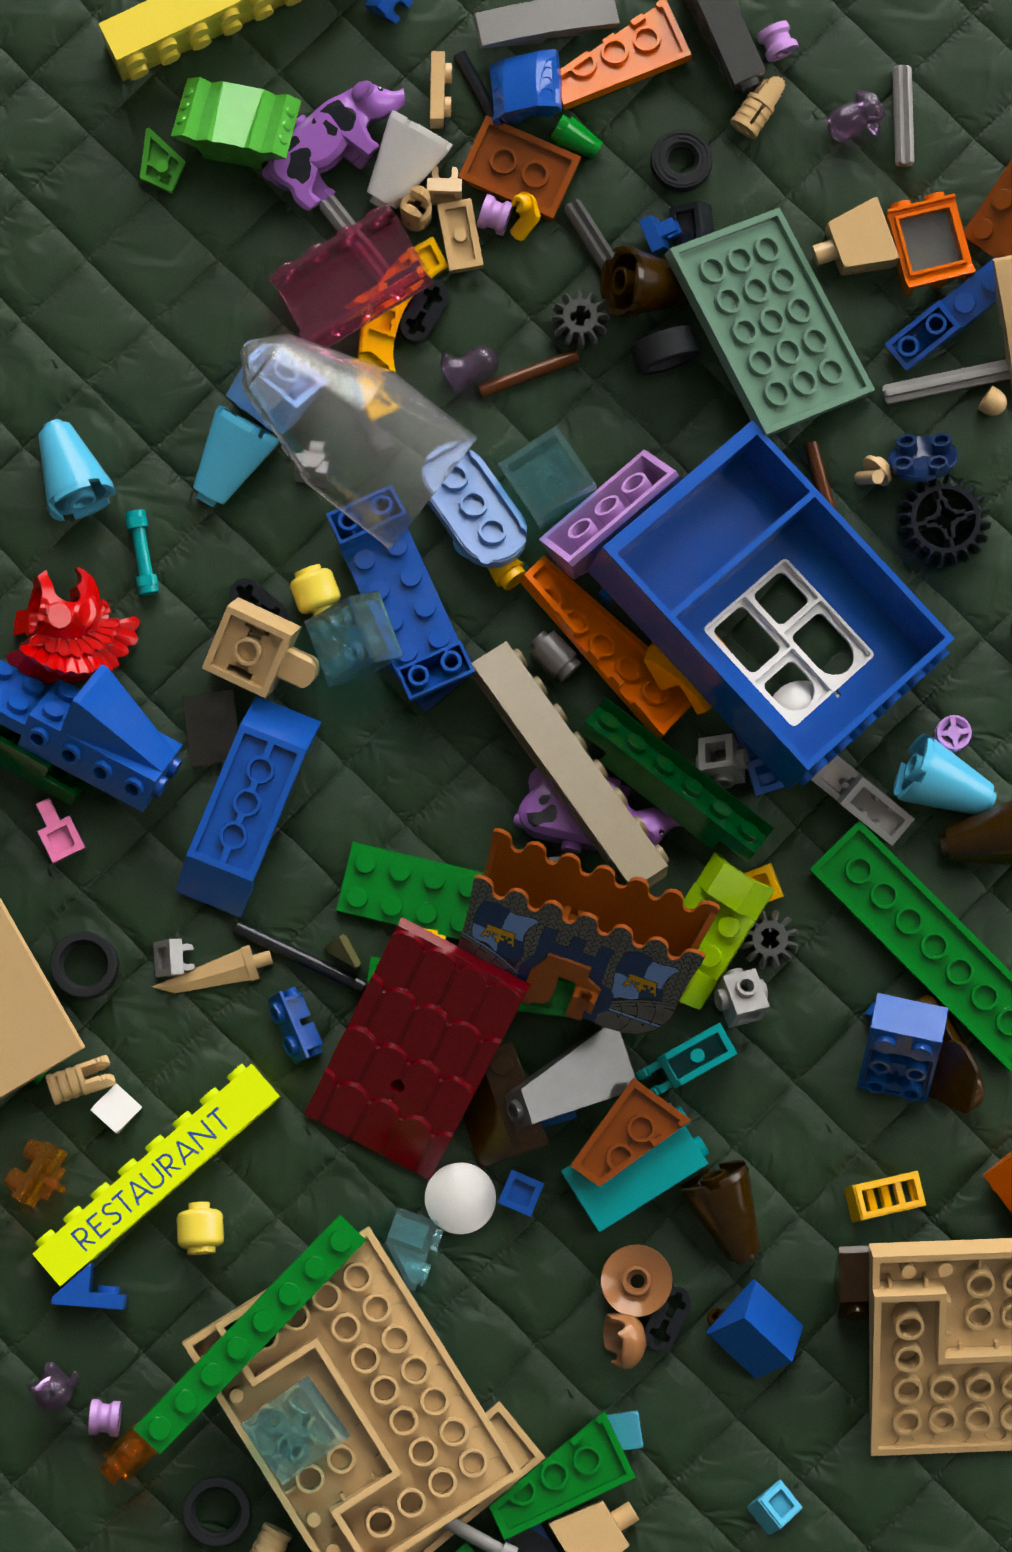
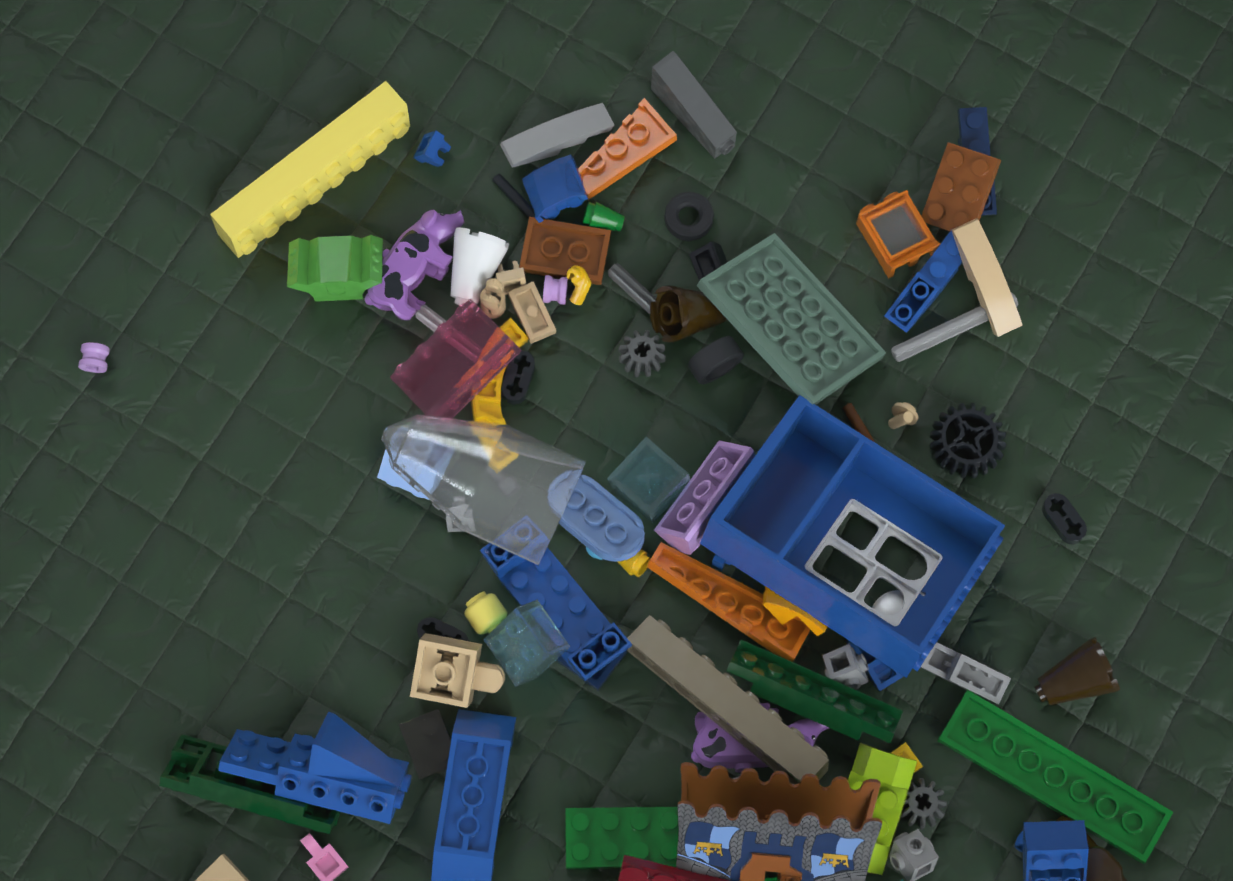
camera: 10 degrees left, 10 degrees down
(69, 637) = (296, 696): red piece -> none
(71, 473) = (268, 568): medium azure cone -> none
(137, 524) = (330, 597): teal bar -> none
(160, 163) = (282, 312): bright green piece -> none
(230, 455) = (392, 523): medium azure cone -> none
(439, 103) = (486, 195): tan plate -> none
(472, 367) = (567, 410): clear purple animal -> none
(528, 373) = (611, 405): reddish brown bar -> none
(554, 655) = (689, 618): flat silver brick -> none
(659, 233) = (687, 273): blue tile -> none
(758, 107) = (737, 162): tan hinge -> none
(777, 41) = (739, 110): lavender wheel -> none
(852, 117) = (811, 154): clear purple animal -> none
(858, 241) = (842, 243): tan torso -> none
(903, 115) = (850, 143): light grey axle -> none
(922, 457) = (938, 394): dark blue dish -> none
(942, 780) = (1023, 641): medium azure cone -> none
(958, 732) = (1025, 599): lavender wheel -> none
(993, 402) = (980, 340): tan hinge -> none

